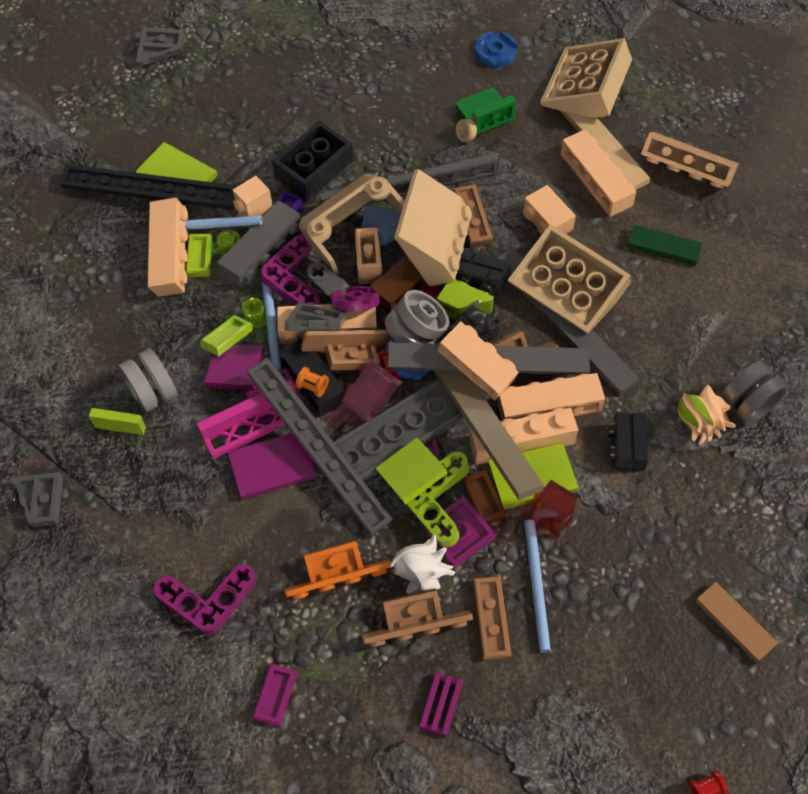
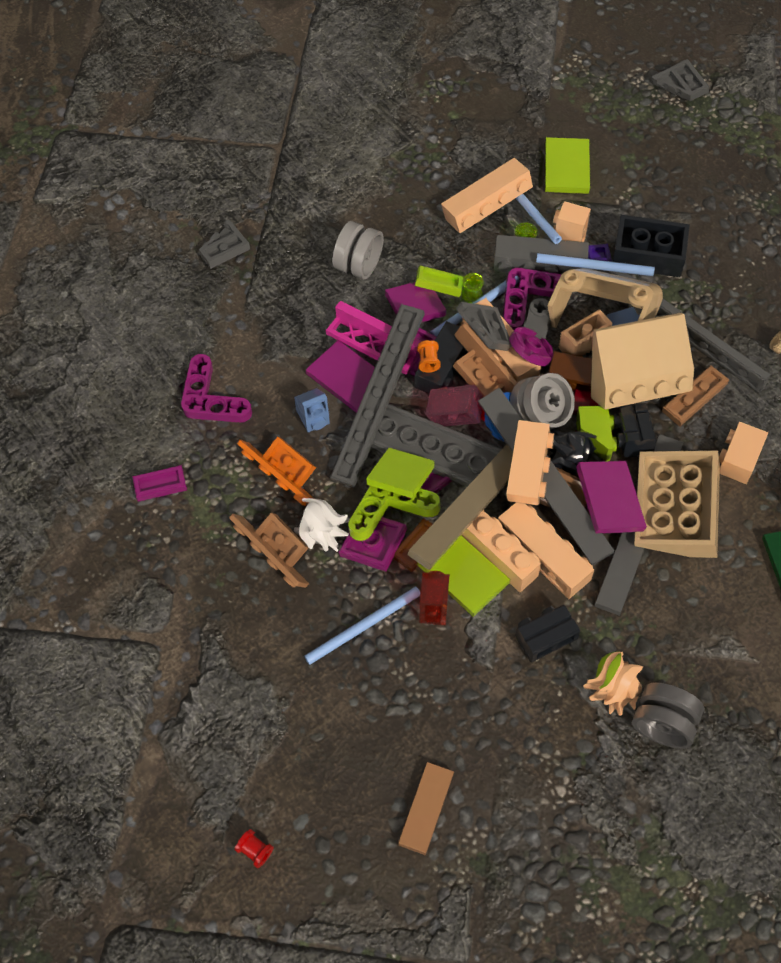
camera: 60 degrees right, 0 degrees up
(117, 421) = (315, 255): lime tile -> none
(148, 186) = (534, 150): black plate -> none
(199, 255) = (501, 223): lime tile -> none
(292, 510) = (313, 409): none -> medium blue slope
(305, 208) = (595, 264): none -> light blue piece
(448, 680) = (194, 600): magenta tile -> none
(492, 618) = (312, 605): medium nougat tile -> none
(540, 322) = (611, 497): none -> magenta tile

